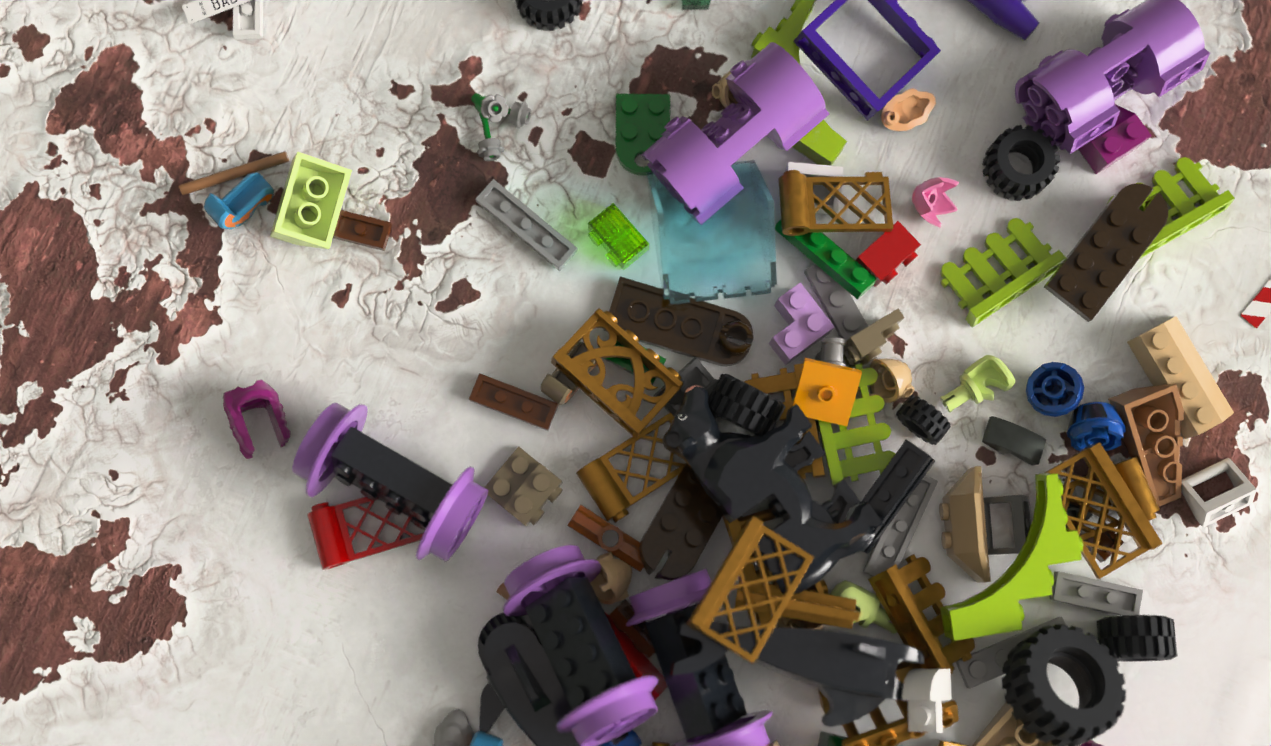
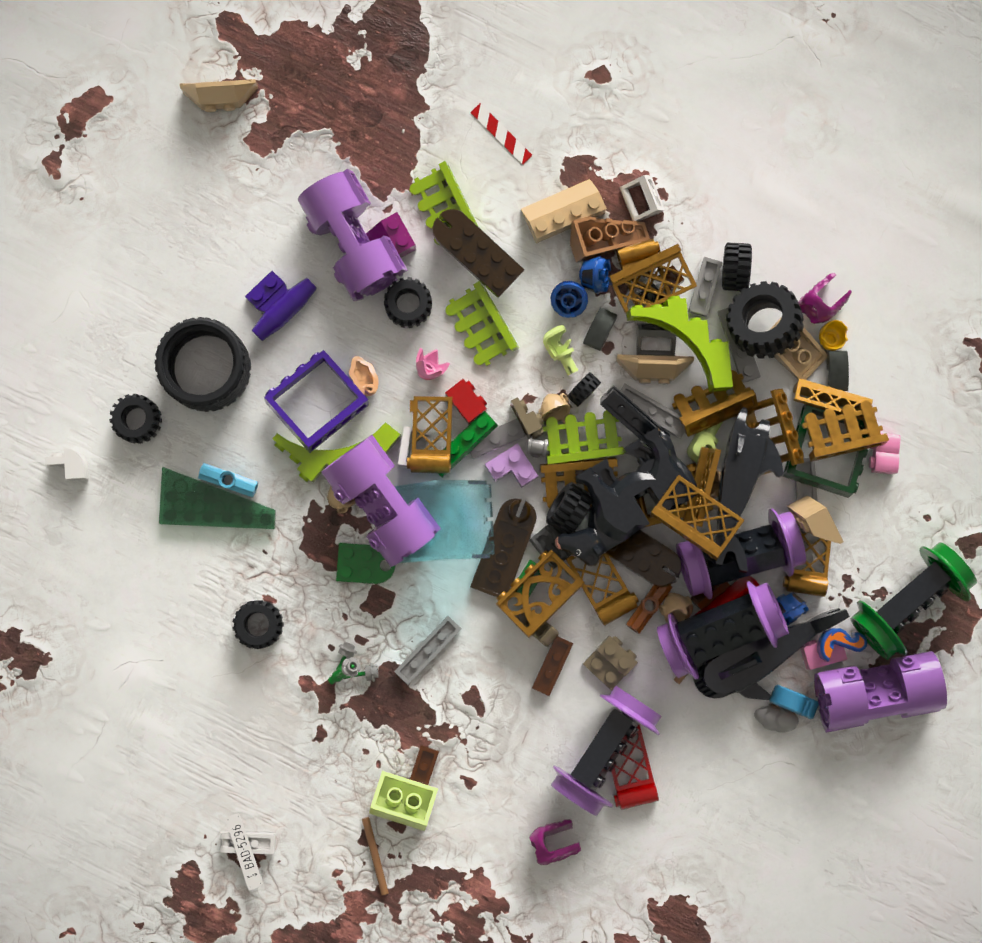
camera: 85 degrees left, 5 degrees up
(240, 202) = (398, 851): dark azure animal -> none
(617, 237) = (441, 586): clear neon green brick -> none
(827, 391) = (563, 454): light orange plate -> none
(924, 694) = (765, 410): white brick -> none

